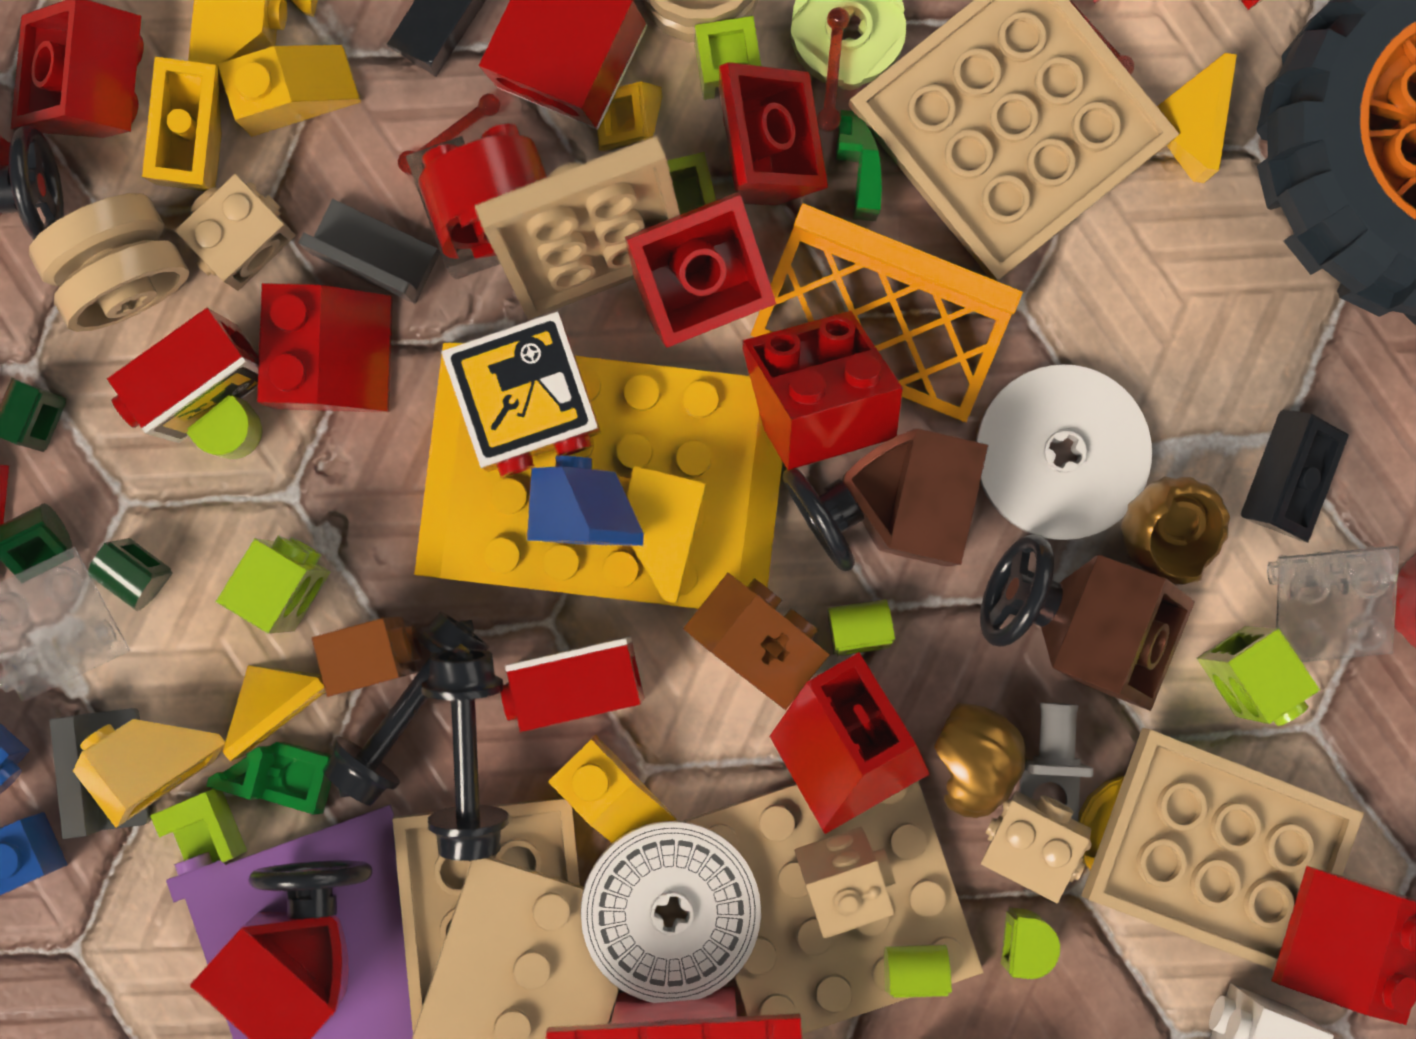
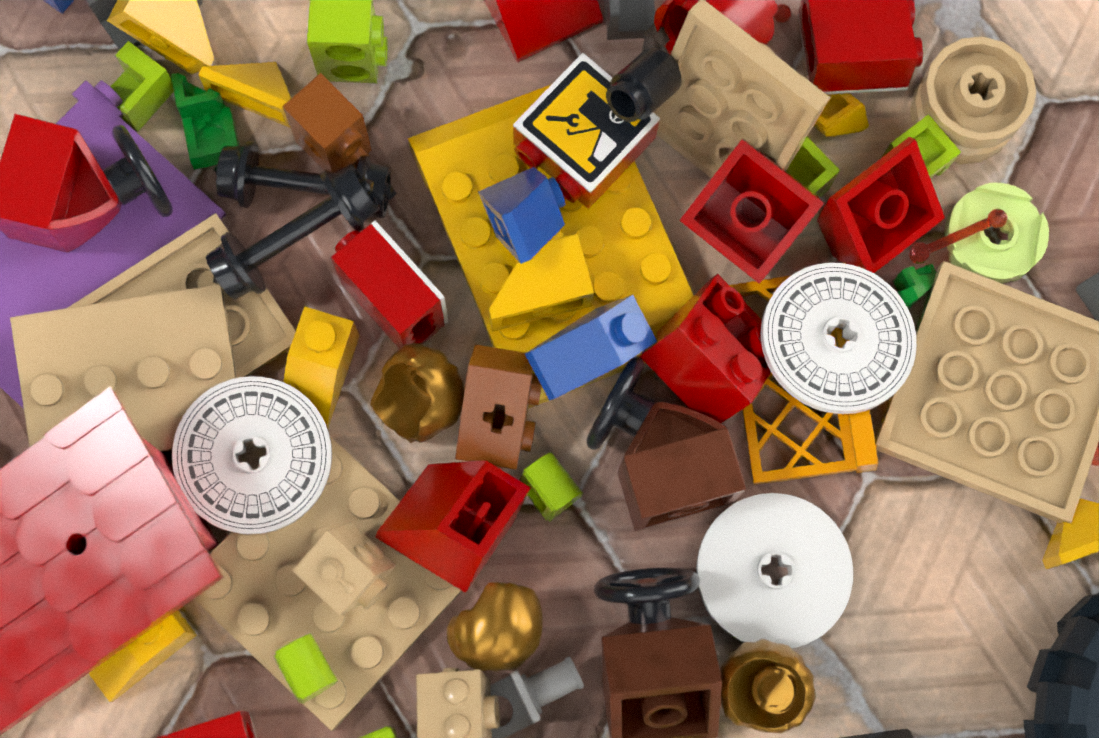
camera: 55 degrees right, 10 degrees down
(519, 311) = (643, 85): none -> black brick
(698, 710) = (418, 393): none -> pearl gold hair
(756, 515) = (591, 347): none -> slope
(877, 212) = (806, 358): none -> white piece

